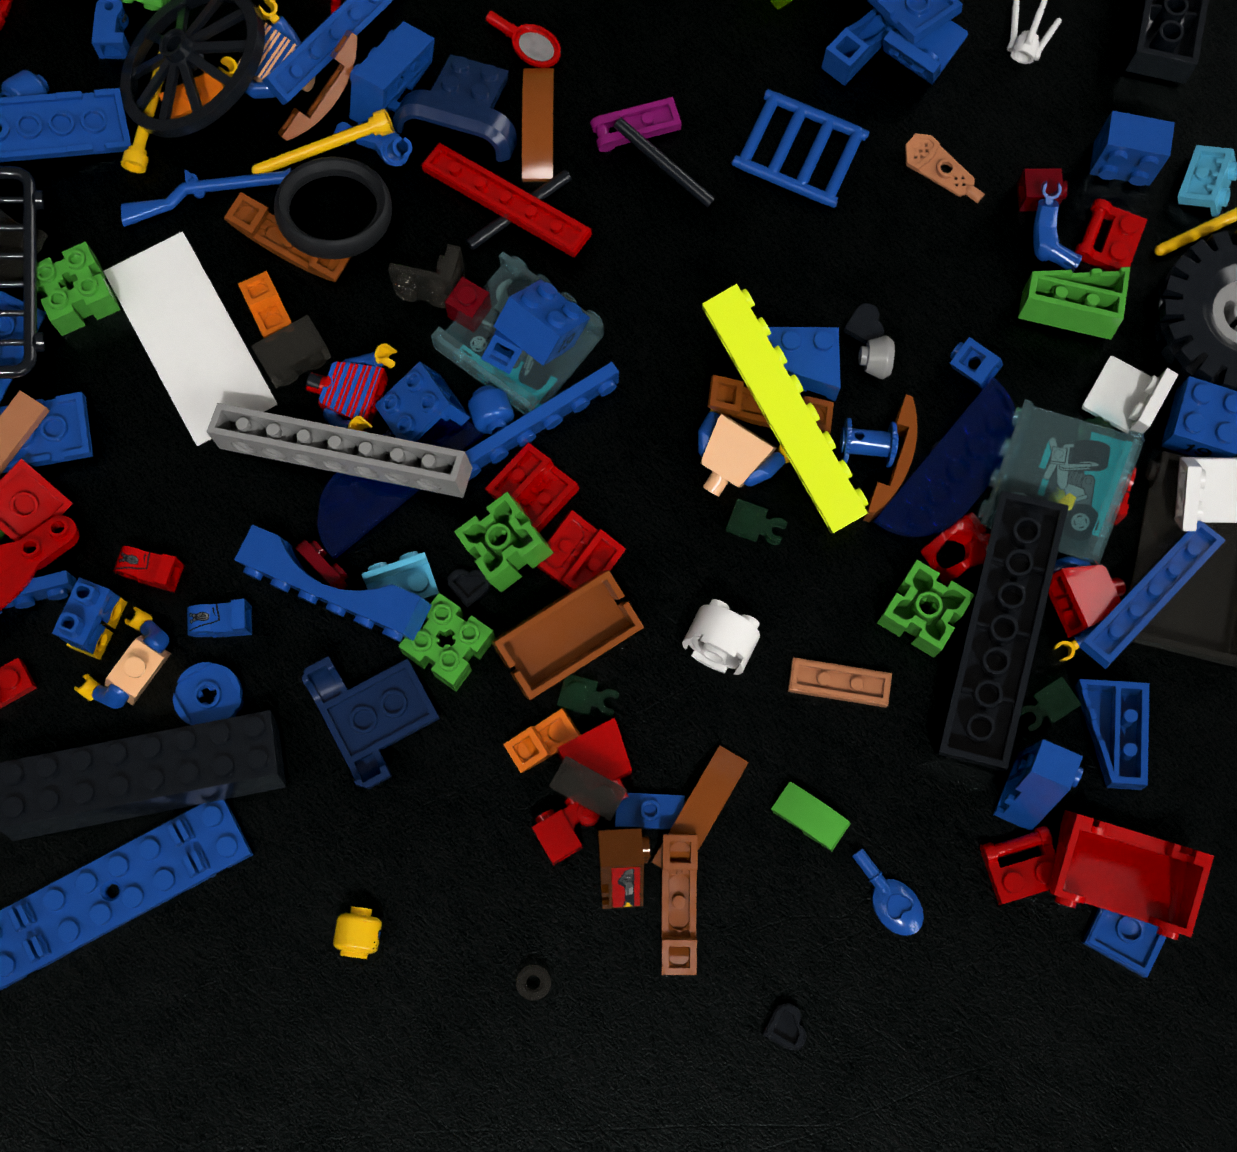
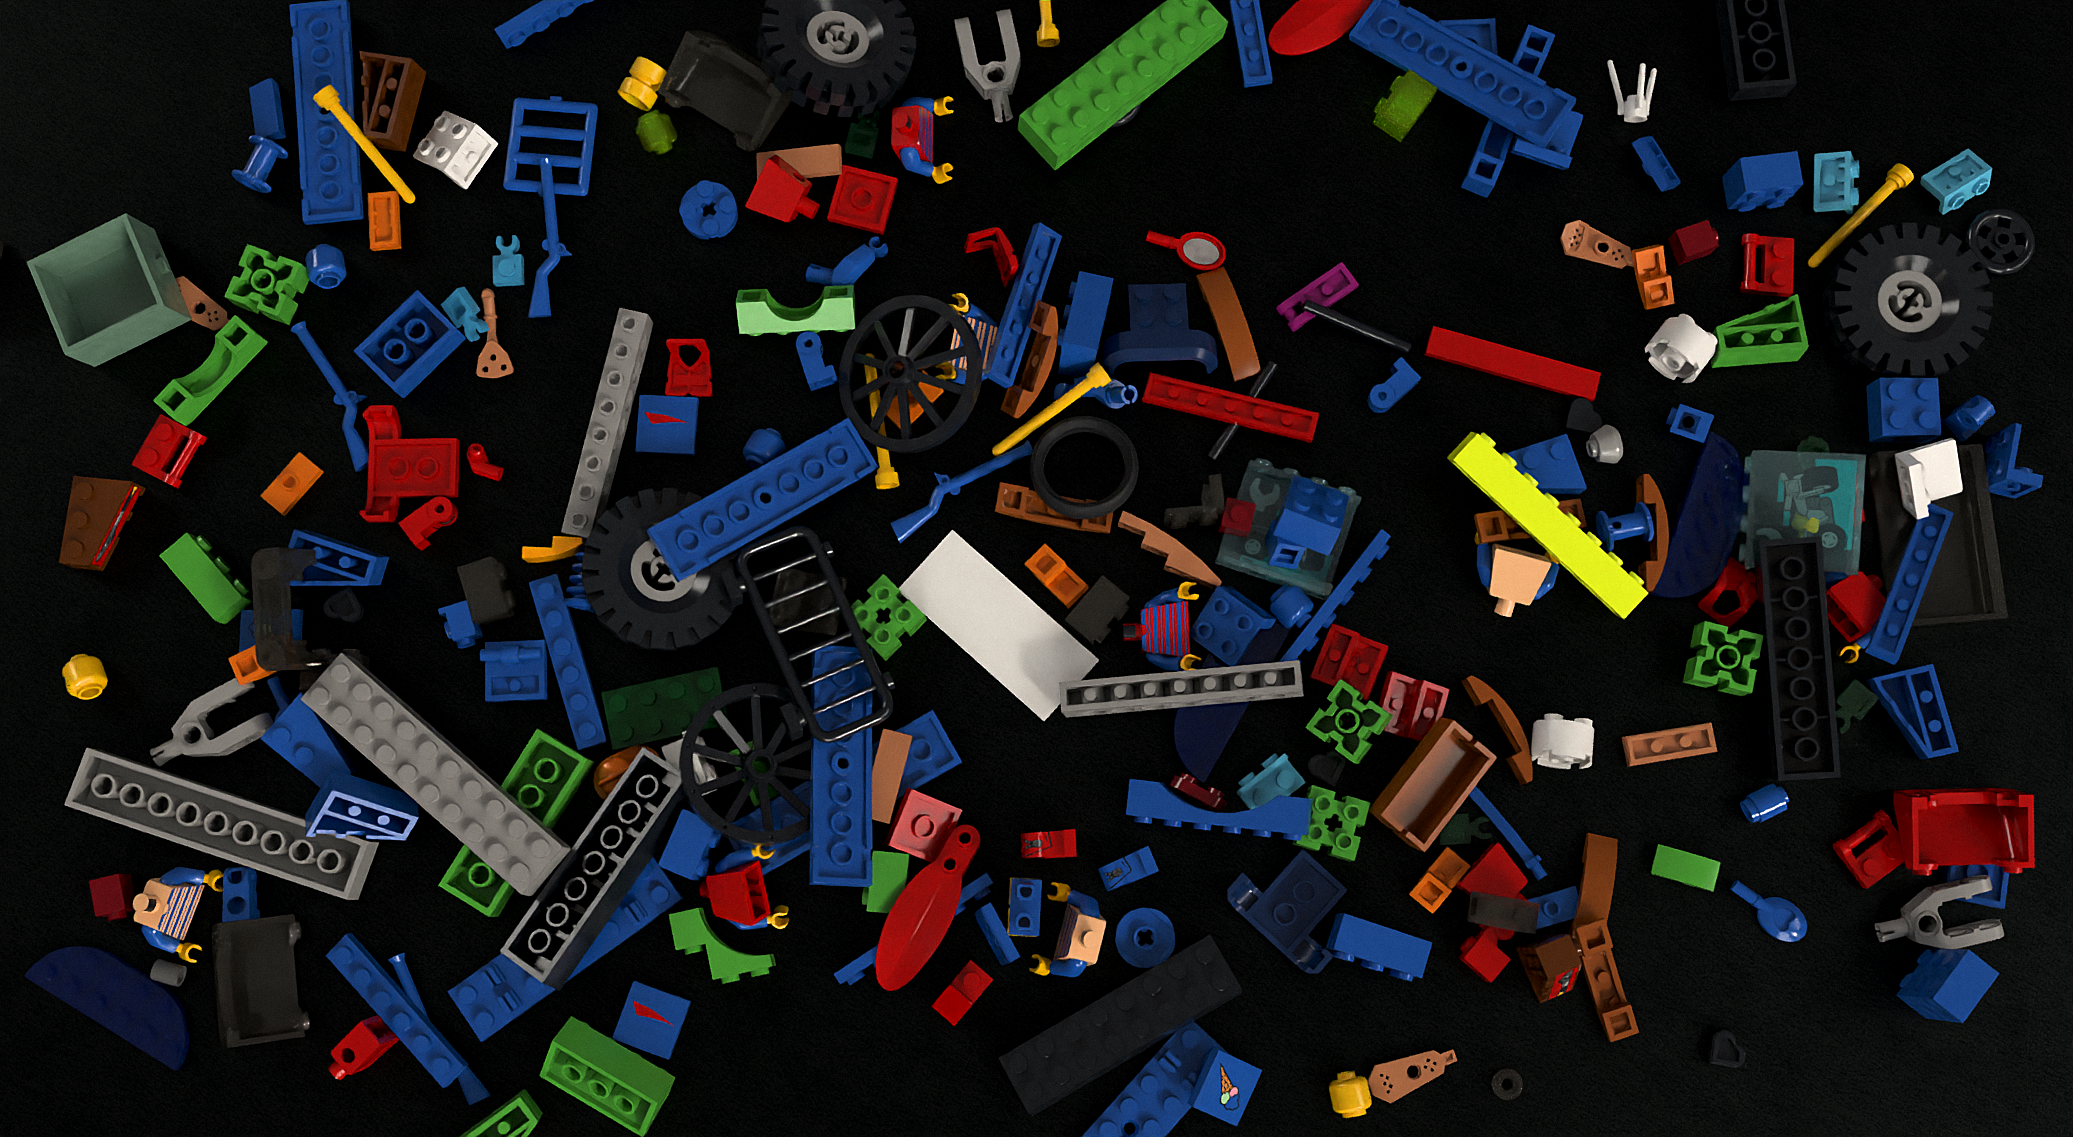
camera: 15 degrees left, 5 degrees up
(48, 643) = (996, 934): none -> blue tile
(225, 878) = (1224, 1086): none -> blue tile
(392, 324) = (1179, 558): none -> nougat slope
(420, 938) = (1398, 1077): none -> nougat piece
(443, 783) = (1378, 947): none -> blue brick
(646, 753) = (1530, 861): none -> blue sword
(657, 566) = (1520, 761): none -> dark orange slope
(680, 234) = (1385, 395): none -> blue leg
(750, 521) = (1545, 628): clear green plate -> none
(800, 112) = (1457, 236): blue bar -> none
(812, 250) = (1512, 364): none -> red tile
(920, 776) = (1764, 803): none -> blue brick
(987, 211) = (1651, 277): none -> orange slope
(990, 284) = (1681, 348): none -> white brick
(1028, 104) = (1655, 163): none -> blue plate
(1037, 783) = (1868, 780): blue wedge -> none
(1045, 234) = (1711, 283): blue arm -> none
(1051, 1032) = (1947, 984): none -> blue brick
(1057, 978) = (1927, 904): none -> light grey piece
(1128, 395) = (1831, 409): white bracket -> none

